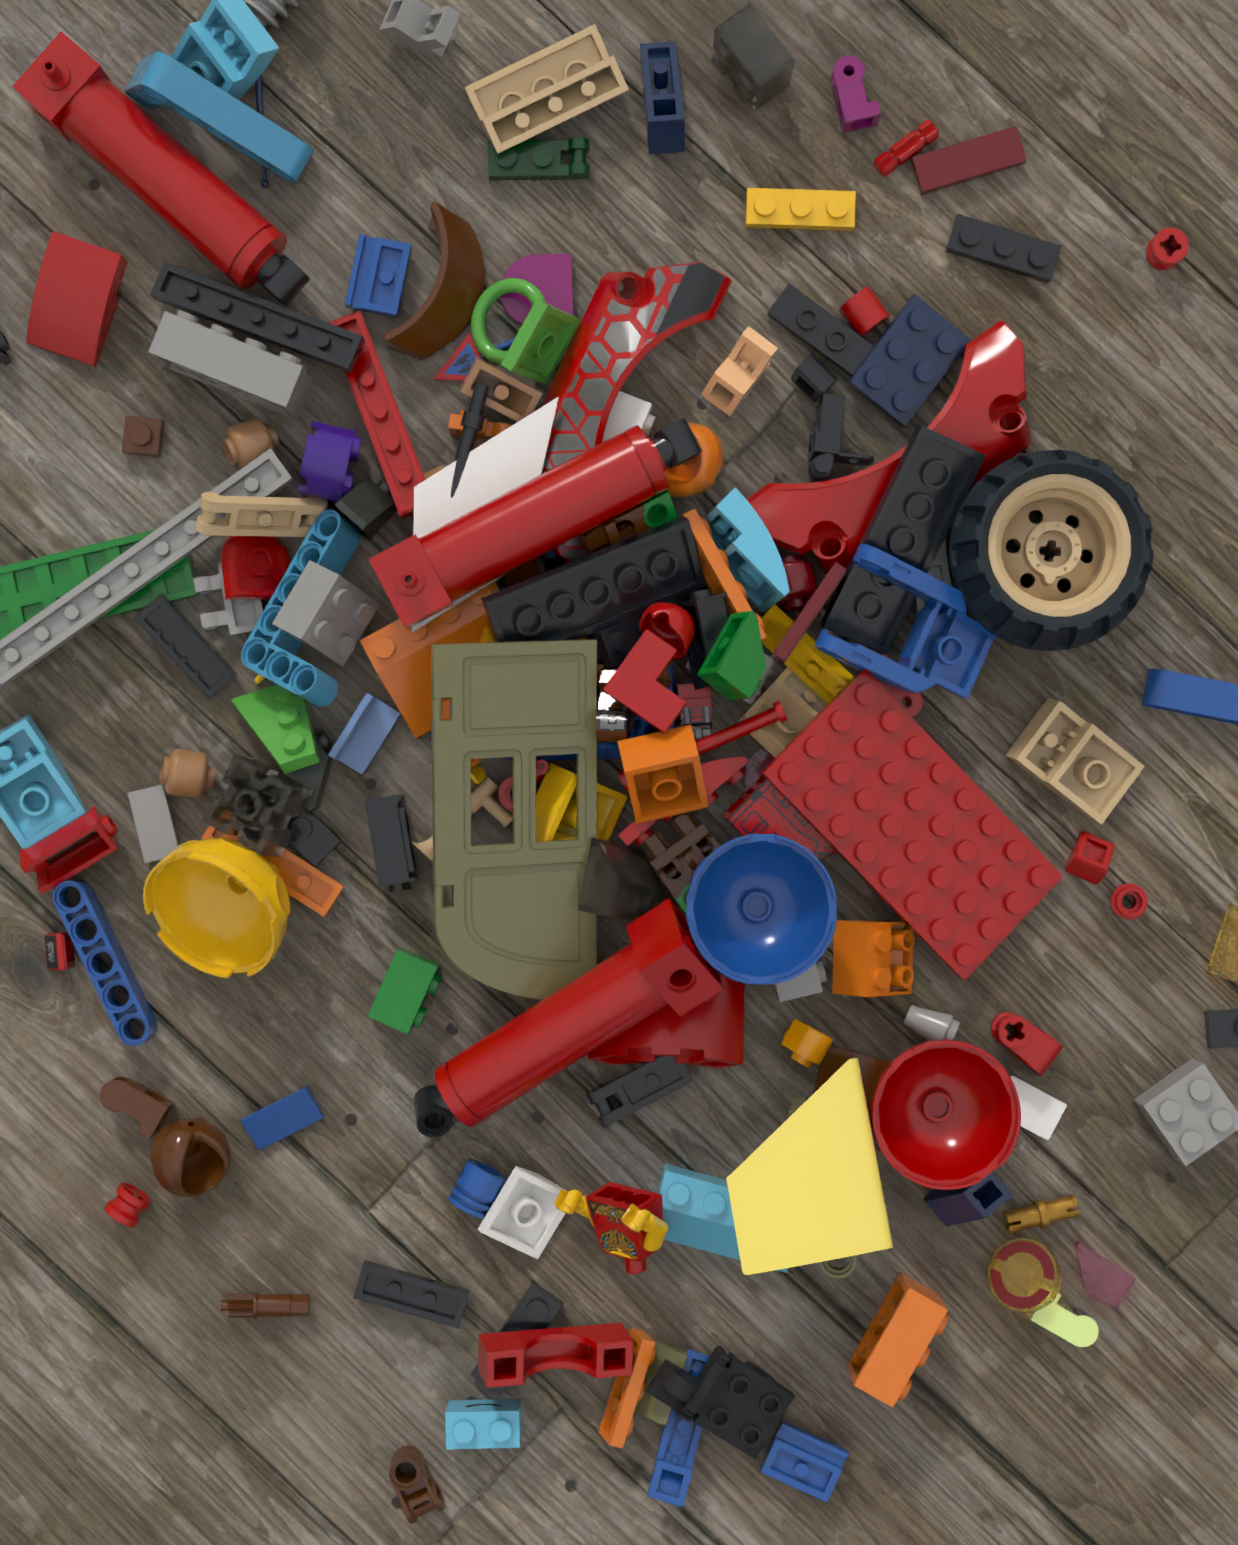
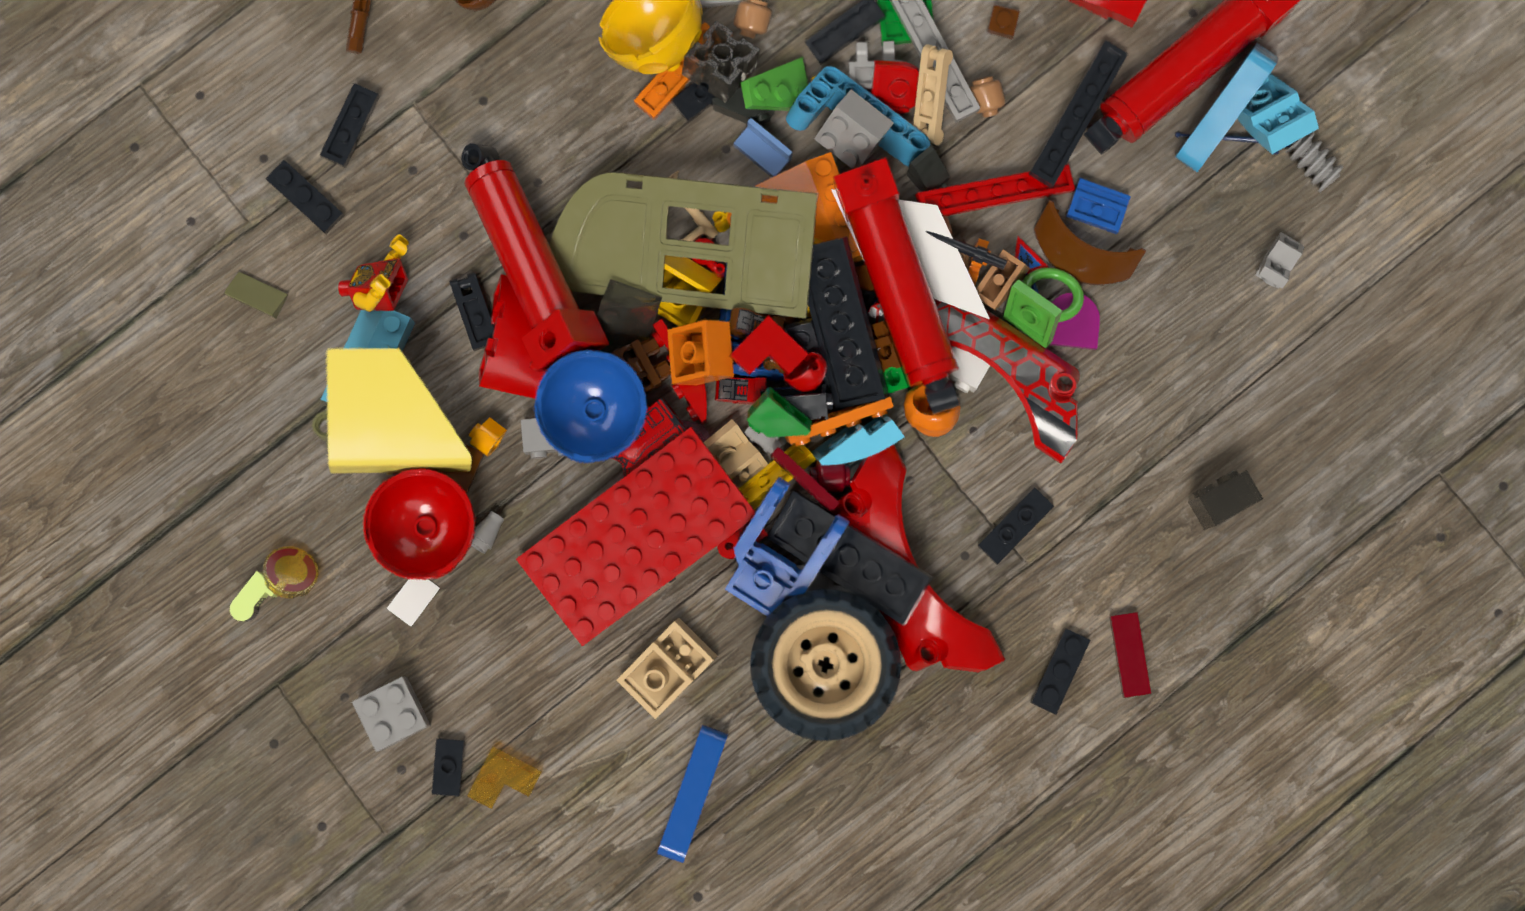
camera: 90 degrees right, 5 degrees down
(231, 365) = (1047, 84): light grey brick -> none
(282, 1117) = (492, 52): blue slope -> none
(328, 461) = (965, 148): dark purple brick -> none
(391, 842) = (681, 156): black window -> none
(405, 990) = (570, 151): green brick -> none
(417, 1490) = (206, 108): reddish brown piece -> none
(477, 1188) = (418, 182): blue piece -> none
(483, 1424) = (247, 162): medium azure brick -> none
(524, 1212) = (395, 213): white slope -> none
(540, 160) = (1170, 334): dark green plate -> none
(546, 89) = (1221, 346): tan slope -> none
(592, 1349) = (288, 247): red arch -> none
(626, 1391) = (255, 270): orange plate -> none
(662, 98) = (1204, 431): dark blue slope -> none
(677, 1449) = (219, 306): blue slope -> none
(725, 1398) = (236, 340): black plate -> none
(733, 732) = (726, 419): red bar -> none
(739, 371) = (991, 458): light nougat brick -> none
(800, 209) = (1109, 523): yellow plate -> none
(804, 1461) = (180, 391): blue plate -> none
(813, 378) = (981, 514): black brick -> none
(826, 439) = (932, 514): black piece -> none
(850, 96) = (1199, 571): magenta leg -> none
(864, 312) = (1025, 560): red brick -> none
(872, 958) = (542, 495): orange slope -> none
(897, 1340) = (257, 470): orange brick -> none
(906, 148) = (1145, 609): red axle -> none
(908, 360) = (984, 586): dark blue plate -> none
(970, 1202) = (352, 540): dark blue slope -> none
(1029, 1043) = (459, 603): red piece -> none
(1040, 1213) = (333, 593): pearl gold pin -> none
(1090, 858) = (593, 670): red slope -> none
(1103, 1276) = (279, 633): clear pink tile -> none
(1139, 905) = (546, 694): red plate -> none
(1161, 255) = (1038, 793): red wheel -> none

